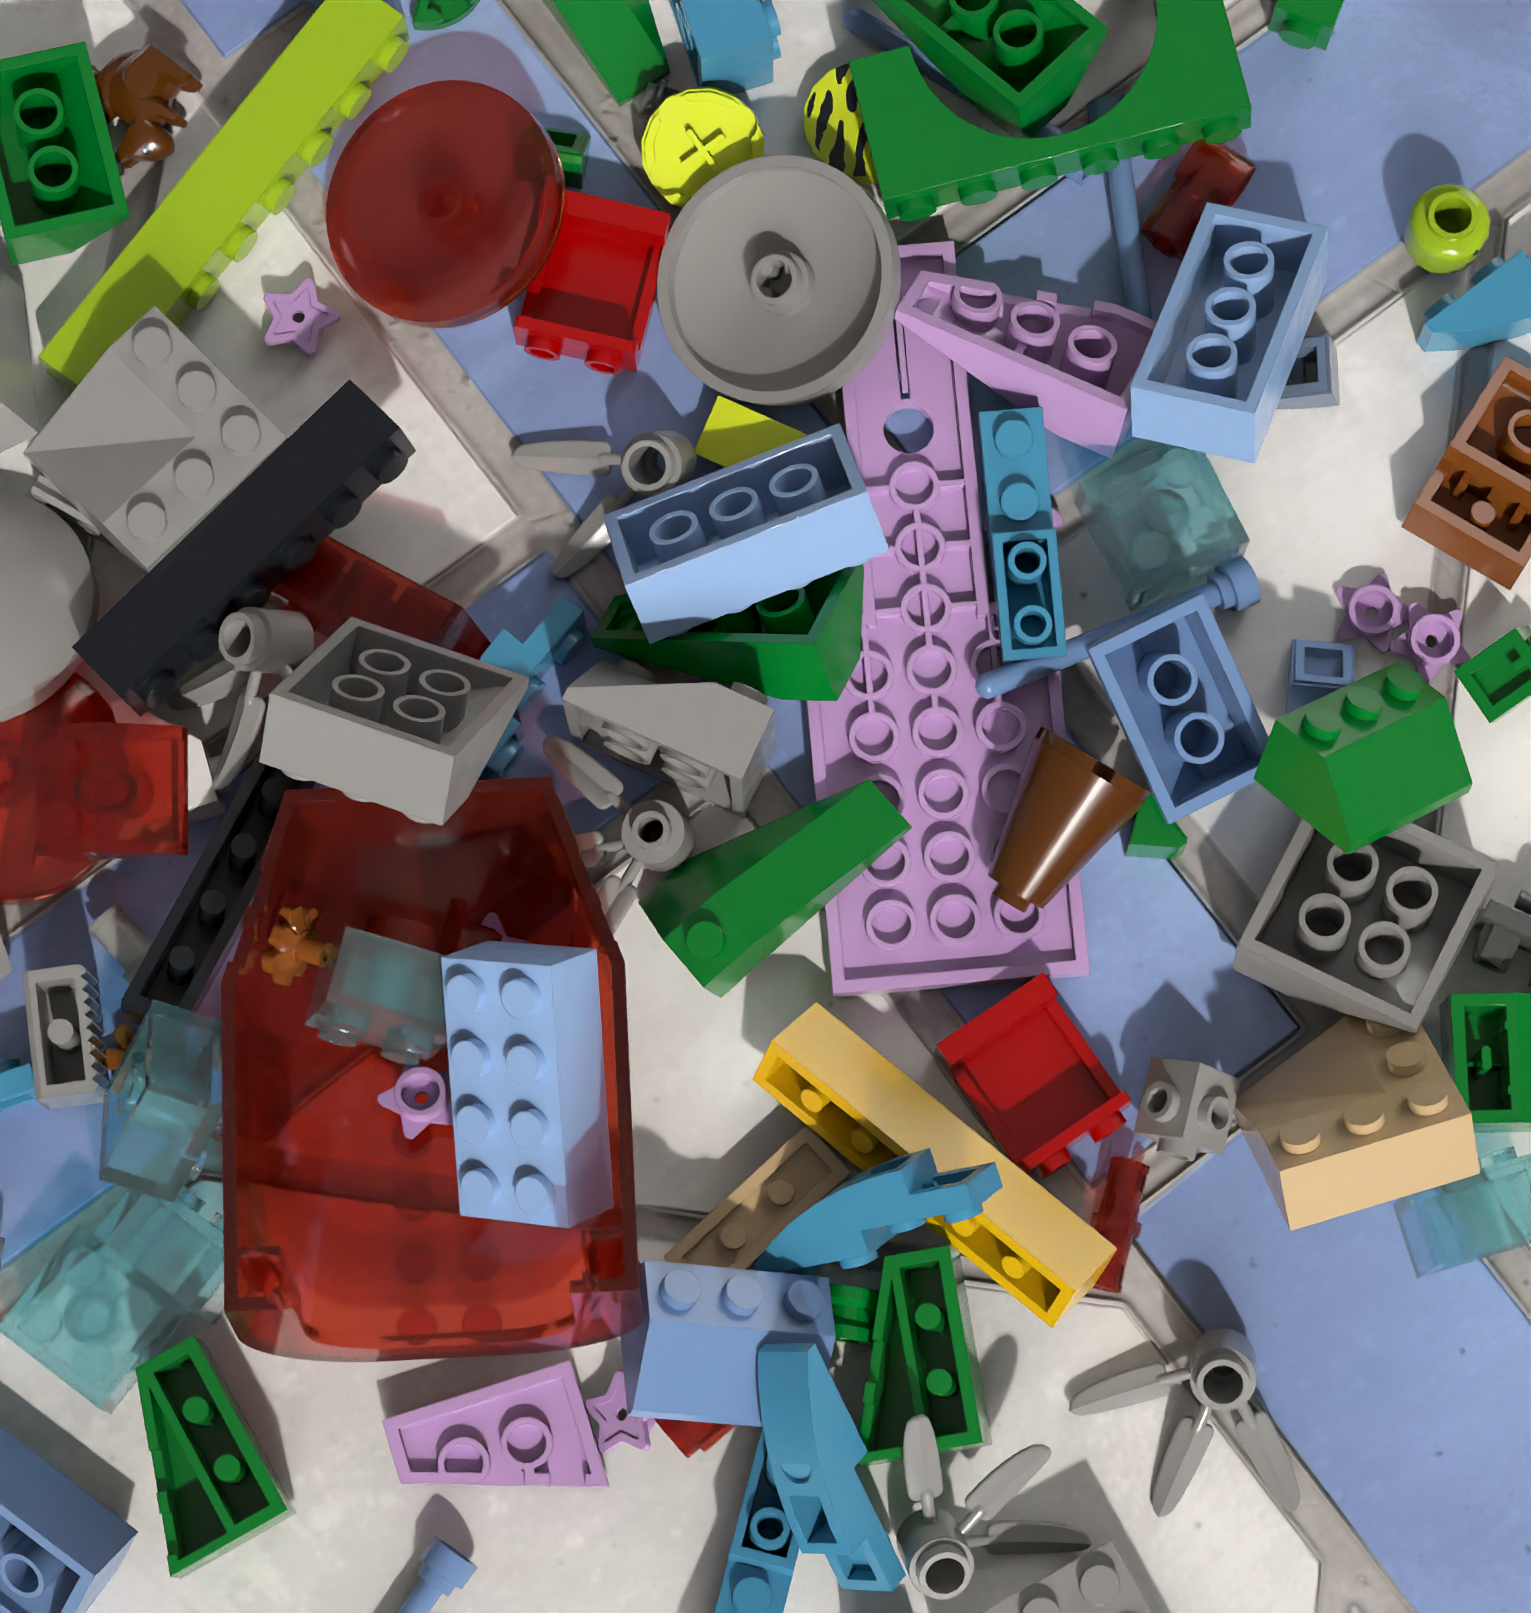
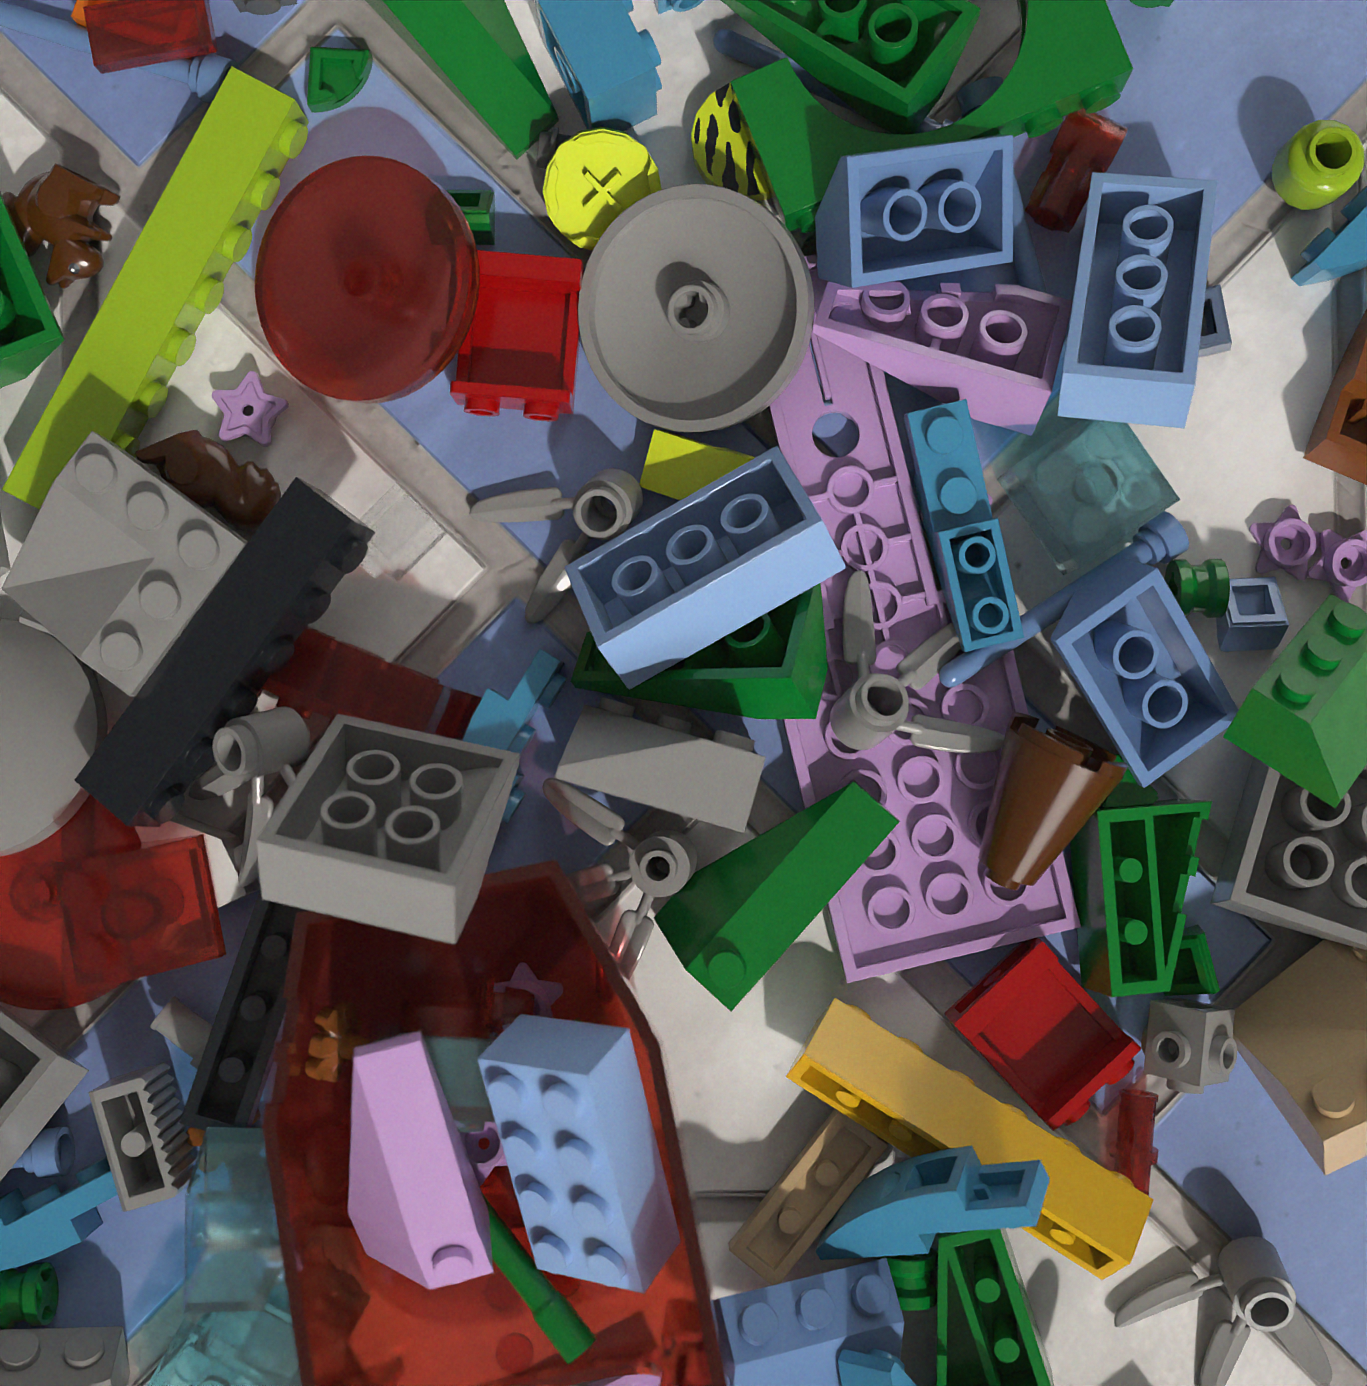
camera: 10 degrees left, 10 degrees up
(252, 368) = (212, 477): none -> reddish brown animal
(349, 1077) = (410, 1172): none -> lavender wedge
(439, 467) = (402, 534): none -> clear brick
(464, 1256) = (548, 1306): none -> green piece
(904, 690) = (880, 702): none -> light grey plant
(1018, 214) = (917, 212): none -> medium blue slope
(1145, 933) = (1131, 892): none -> green wedge
(1199, 1030) = (1194, 966): none -> green slope
(1264, 640) = (1199, 587): none -> green wheel

